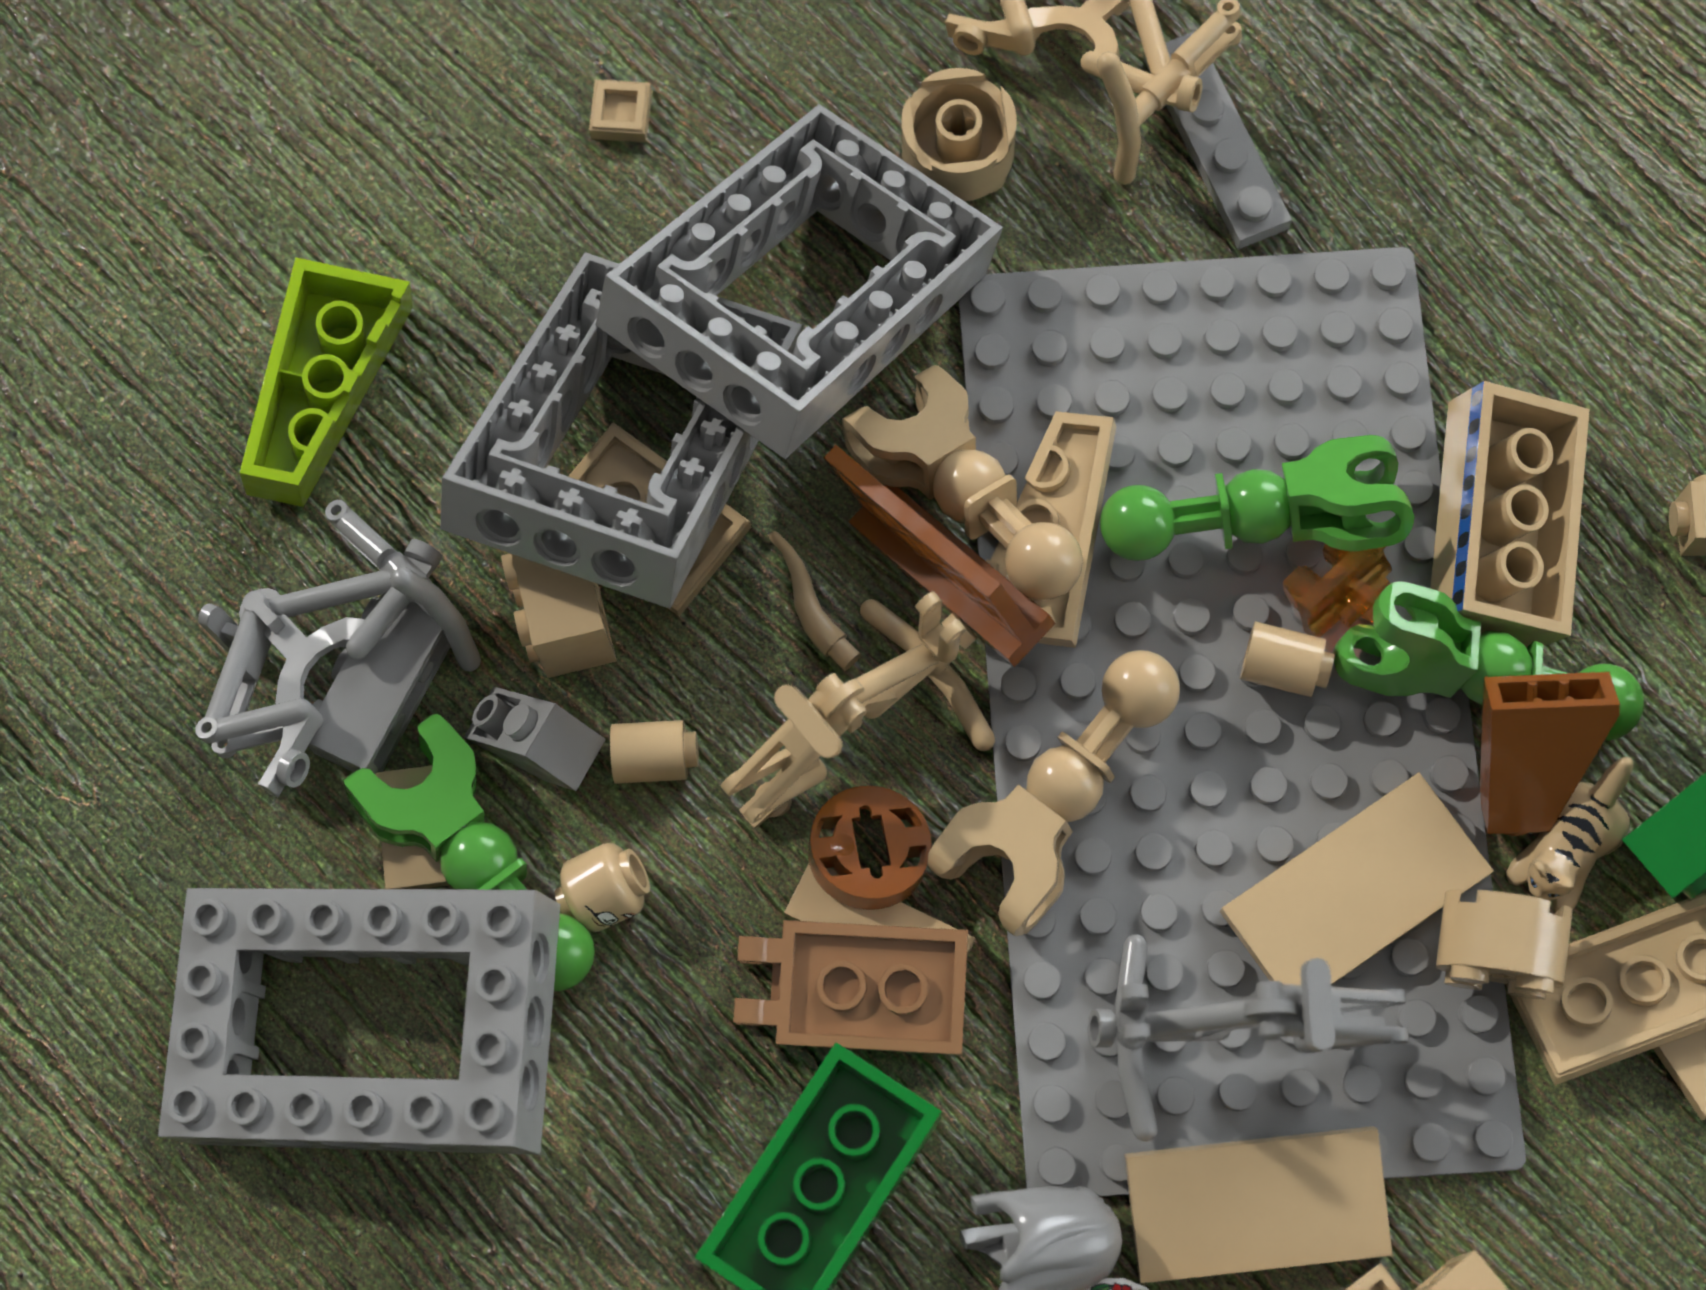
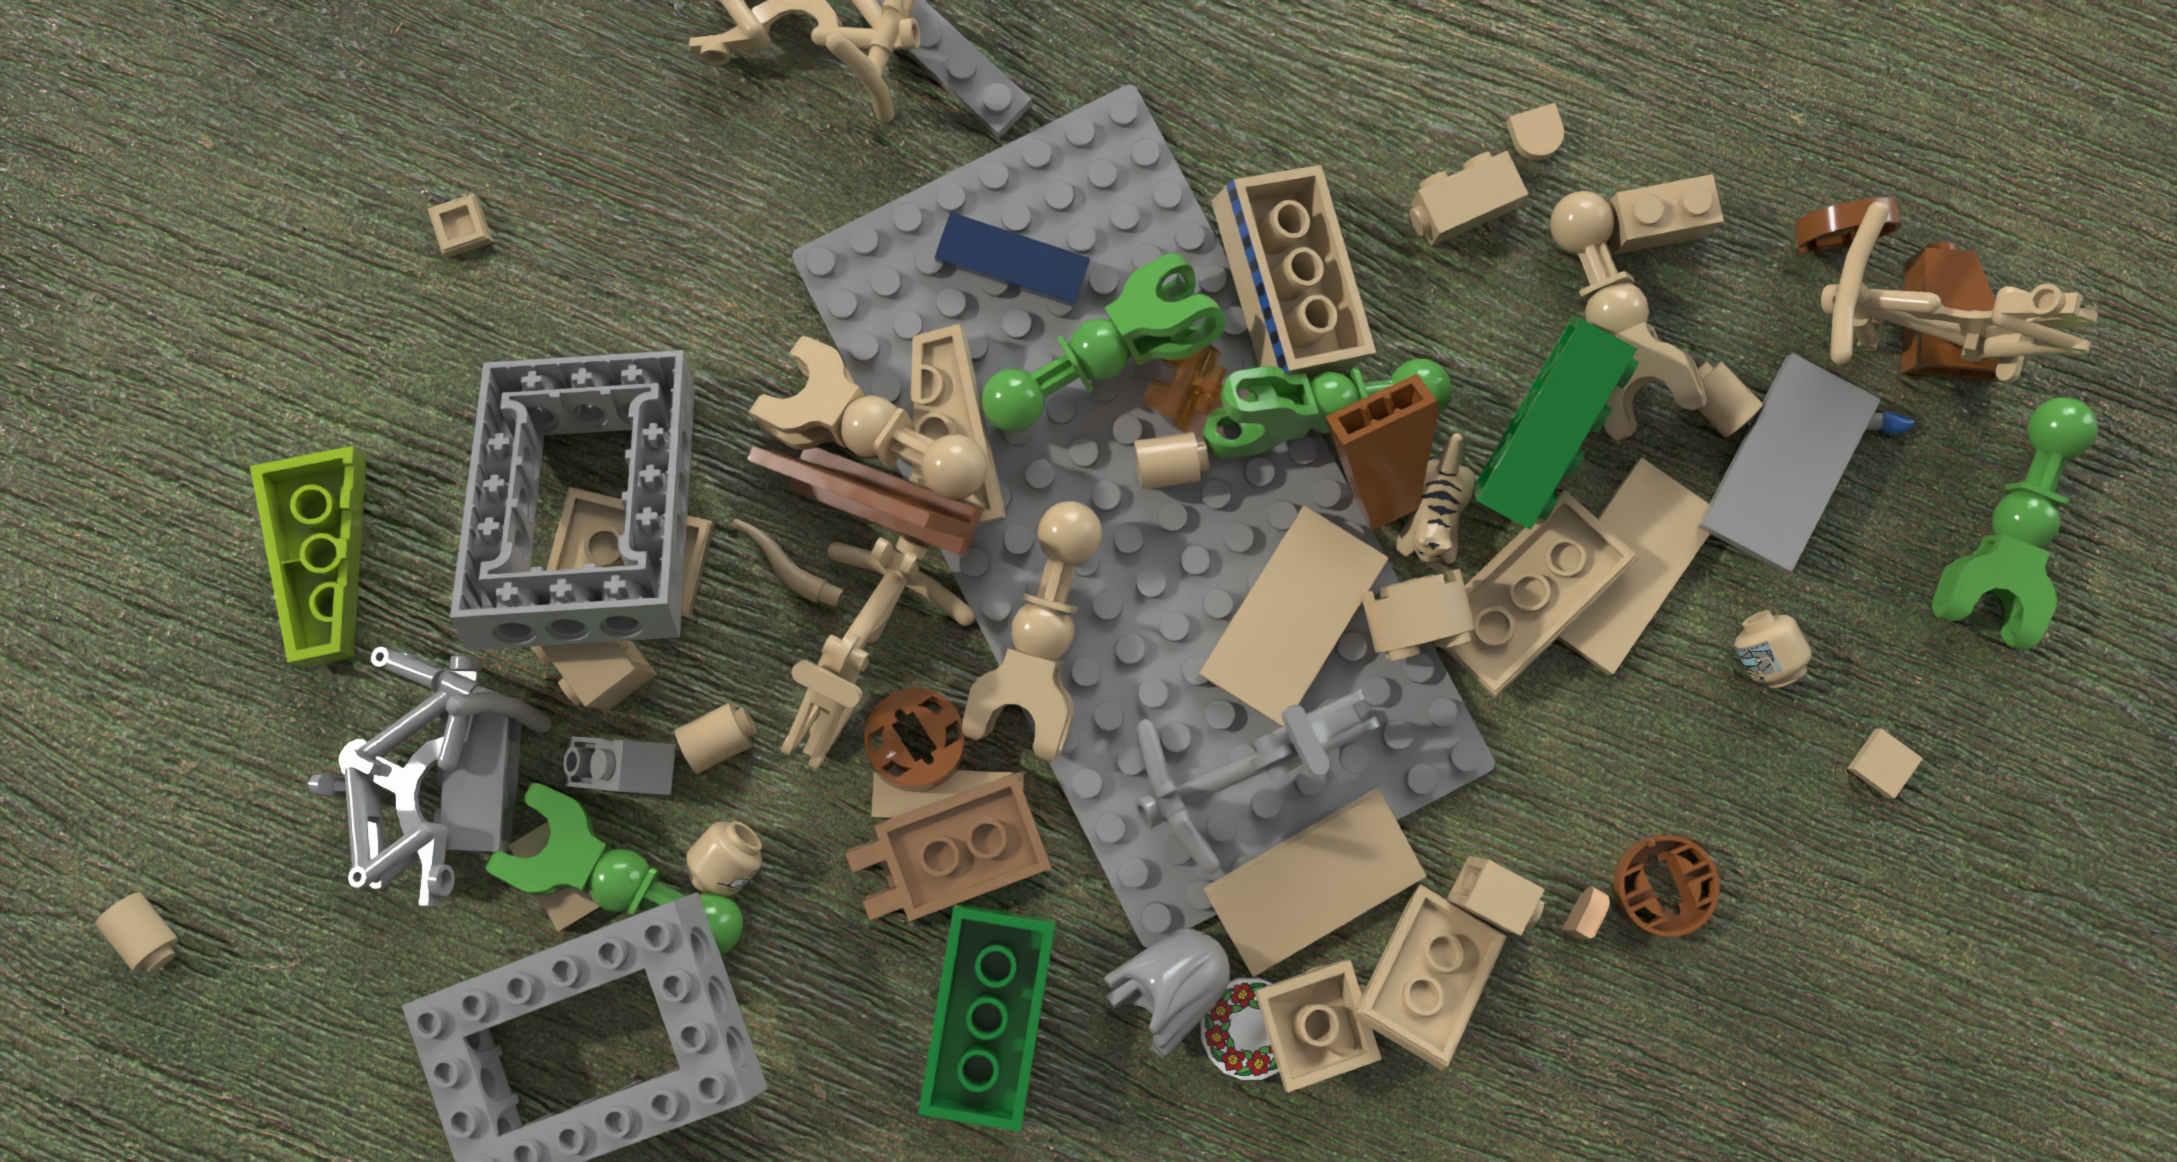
camera: 30 degrees left, 10 degrees up
(667, 290) = (560, 379): light grey brick -> none
(964, 105) = (734, 111): tan brick -> none
(1200, 377) = (1012, 259): none -> dark blue tile

